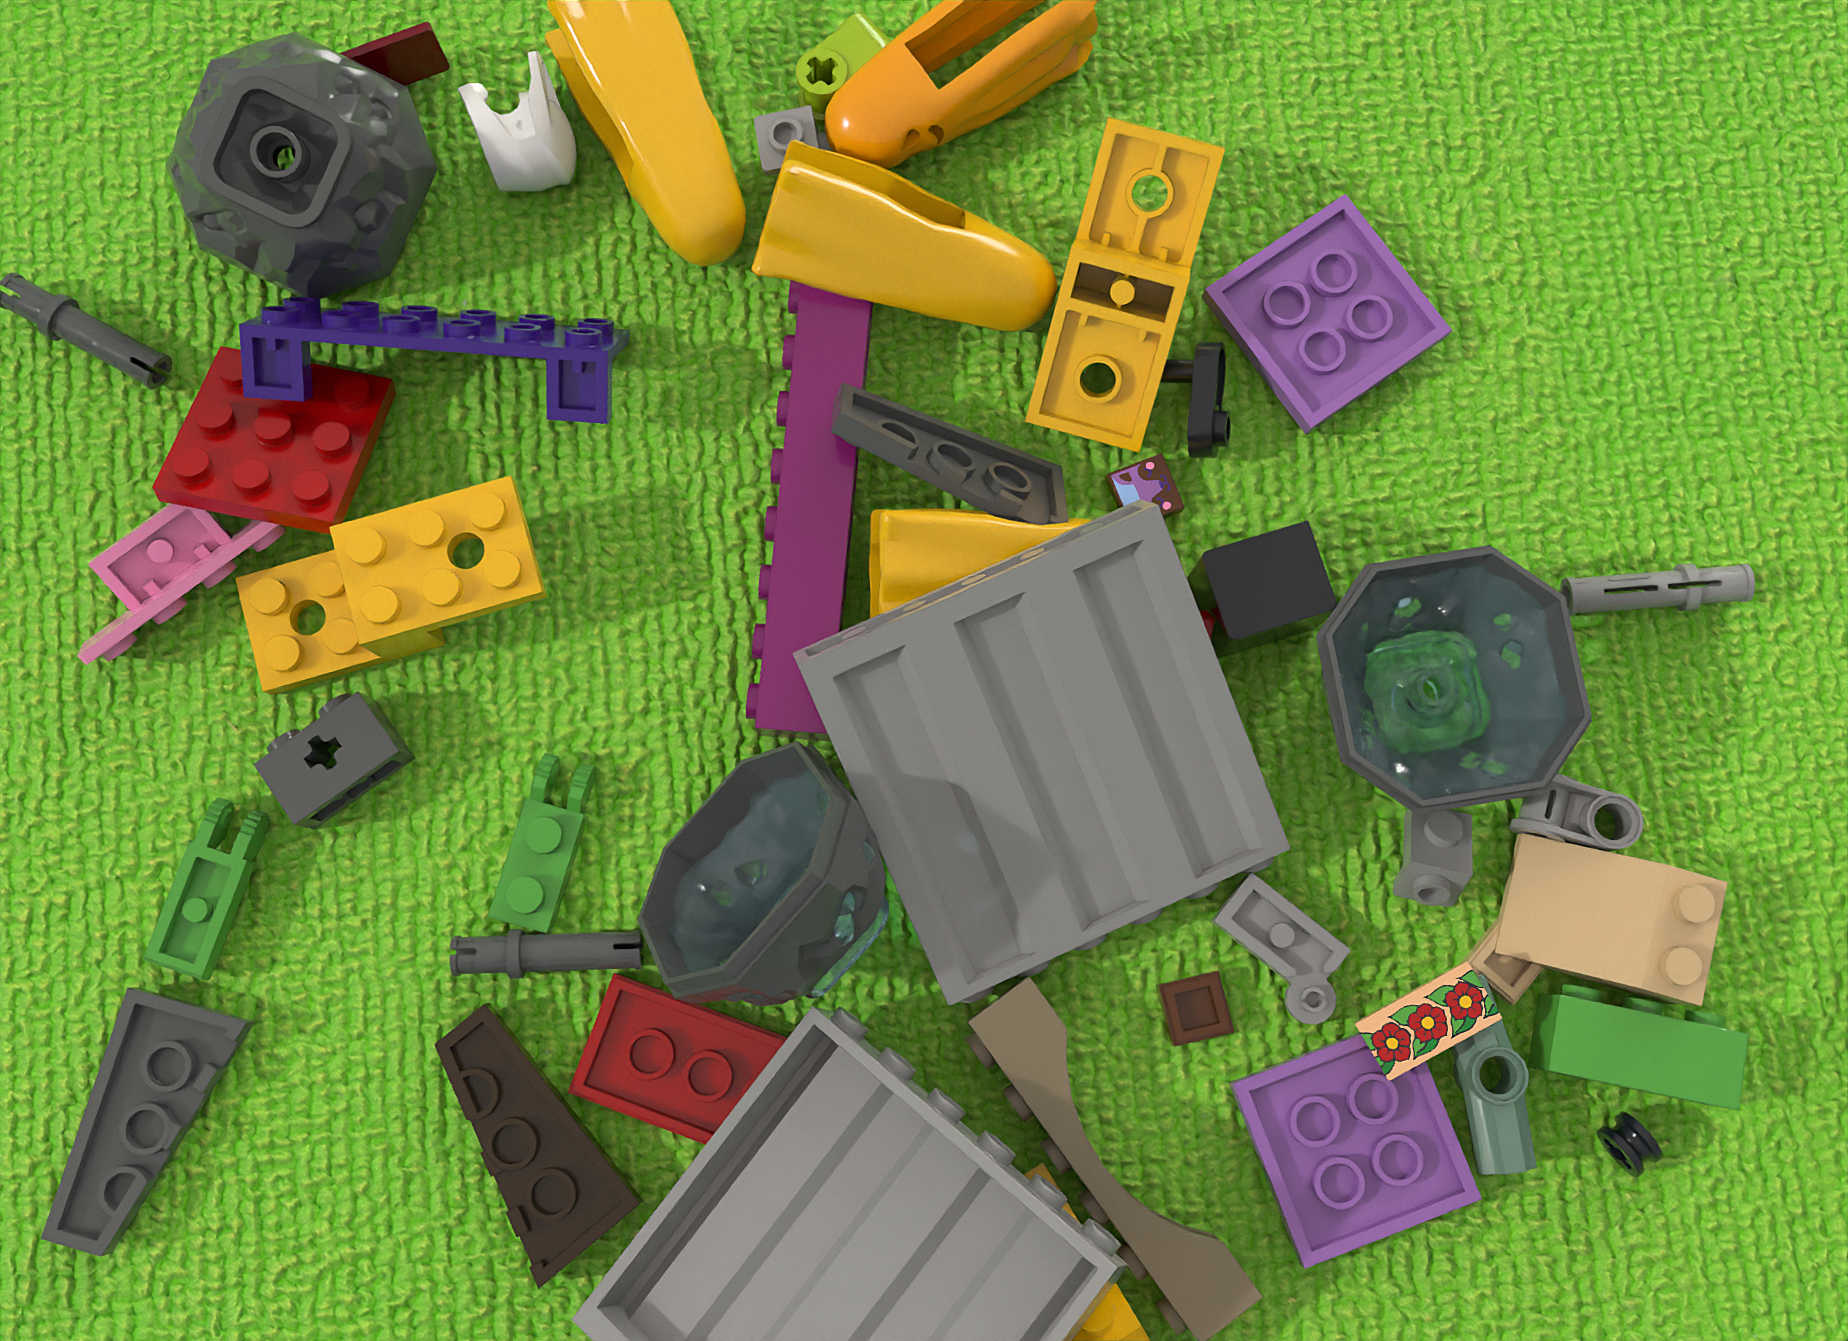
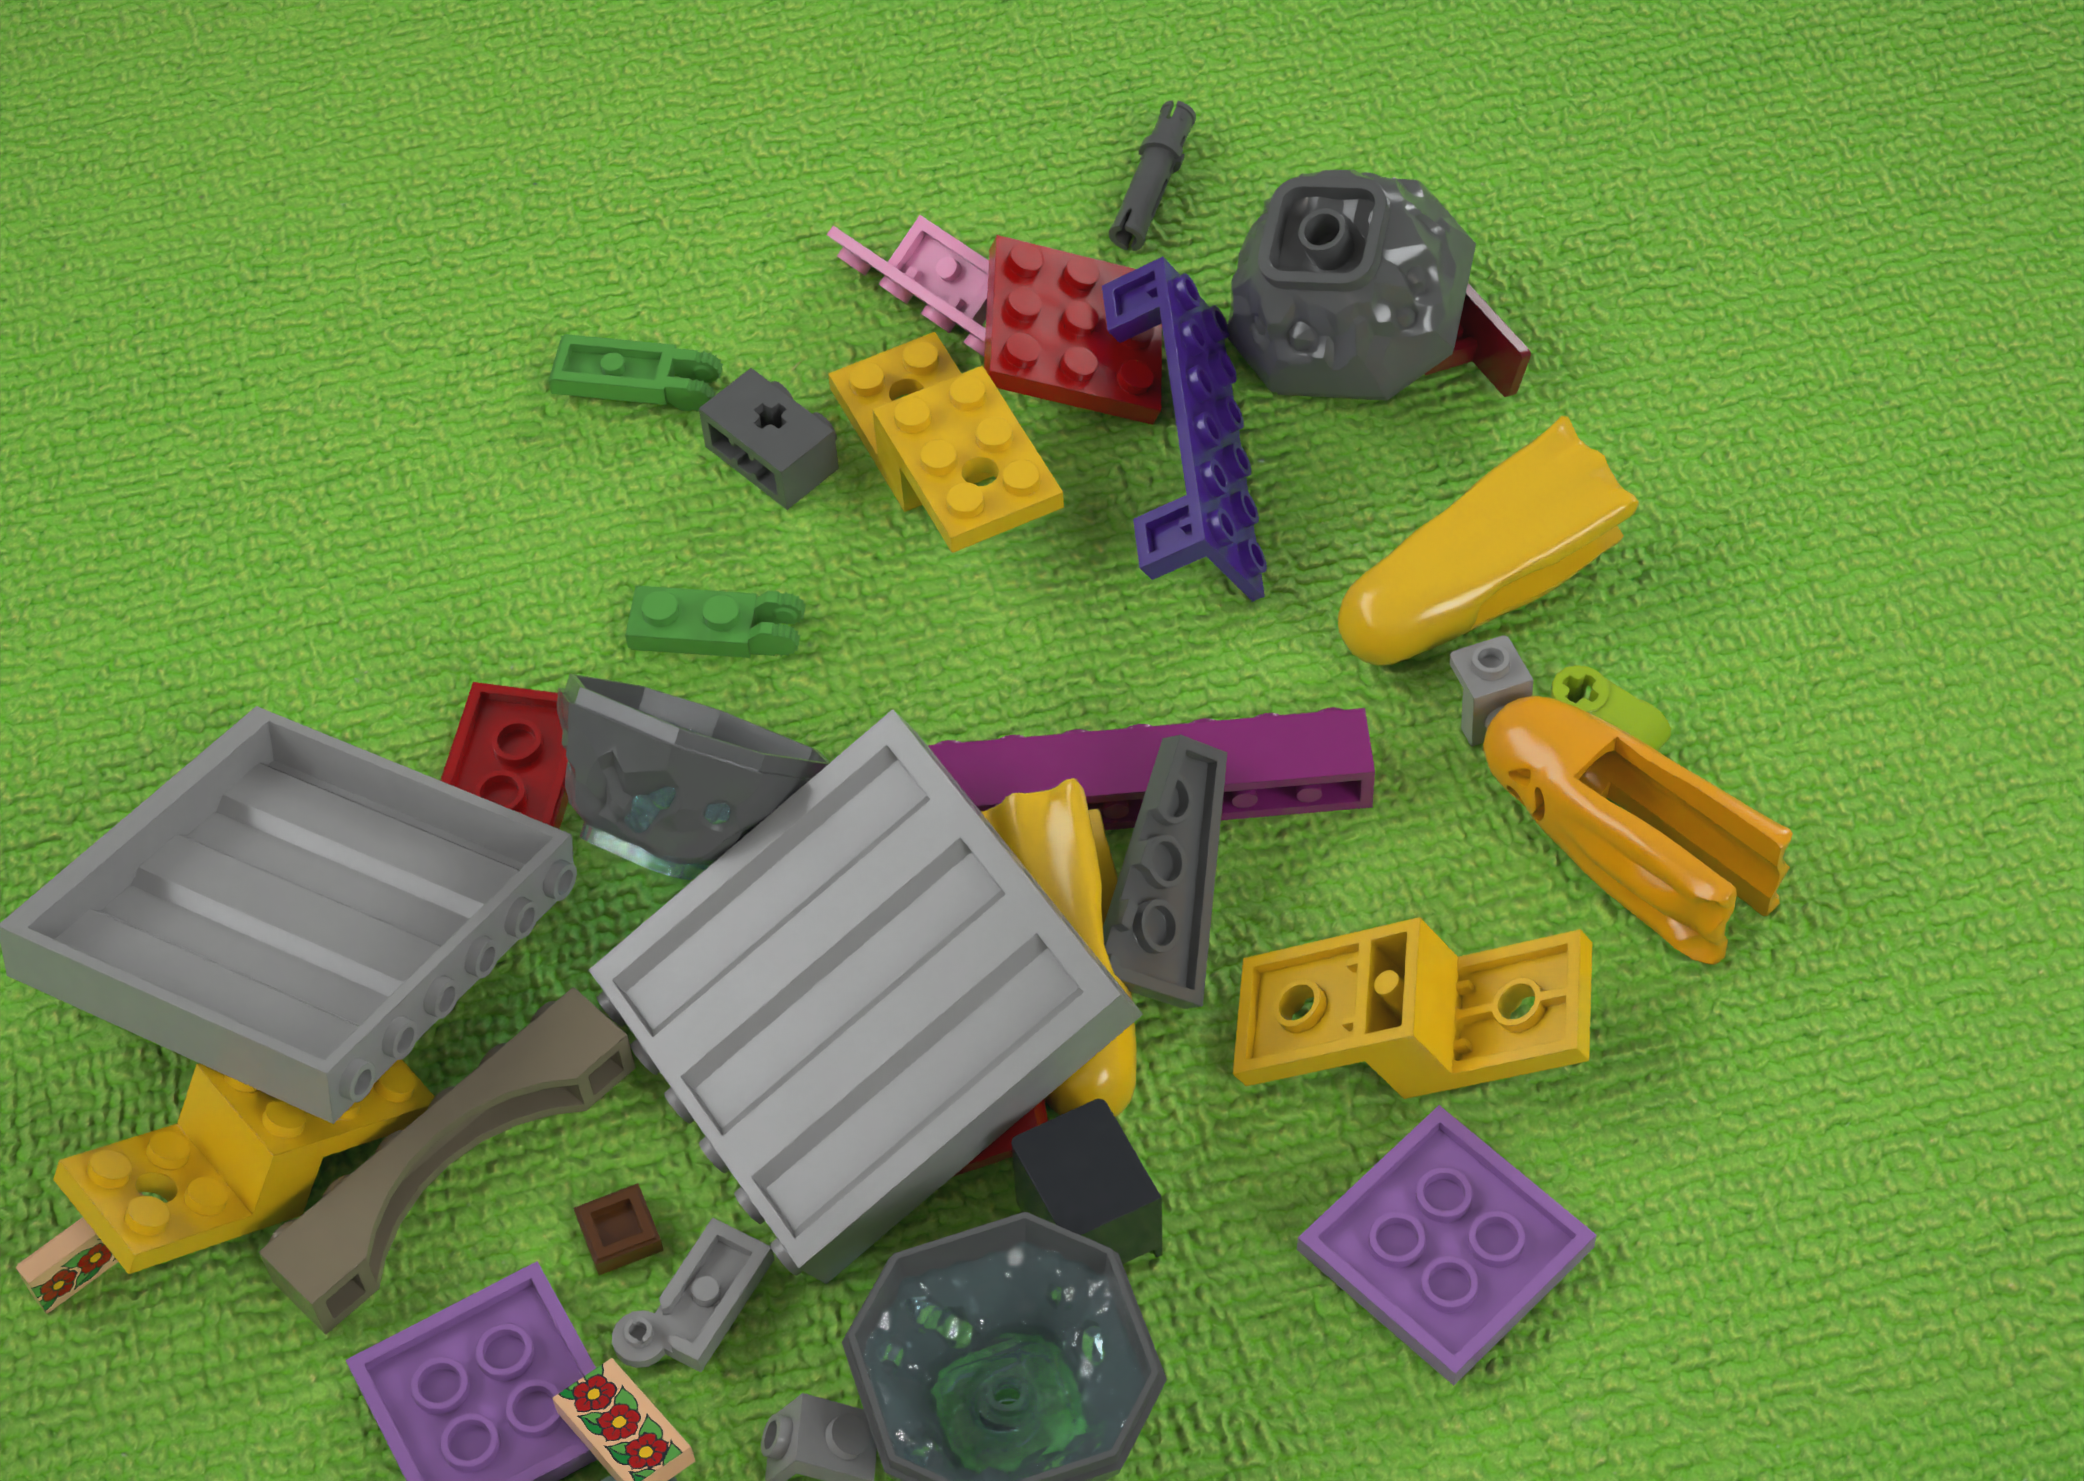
camera: 85 degrees right, 25 degrees down
(143, 1102) = (438, 367): dark grey wing -> none
(530, 145) = (1430, 461): white helmet -> none
(543, 1157) = (405, 678): dark brown wing -> none
(546, 952) = (603, 619): dark grey pin -> none
(897, 245) = (1398, 774): yellow piece -> none
(1146, 481) = (1190, 1093): tile -> none
(1207, 423) = (1327, 1127): black piece -> none

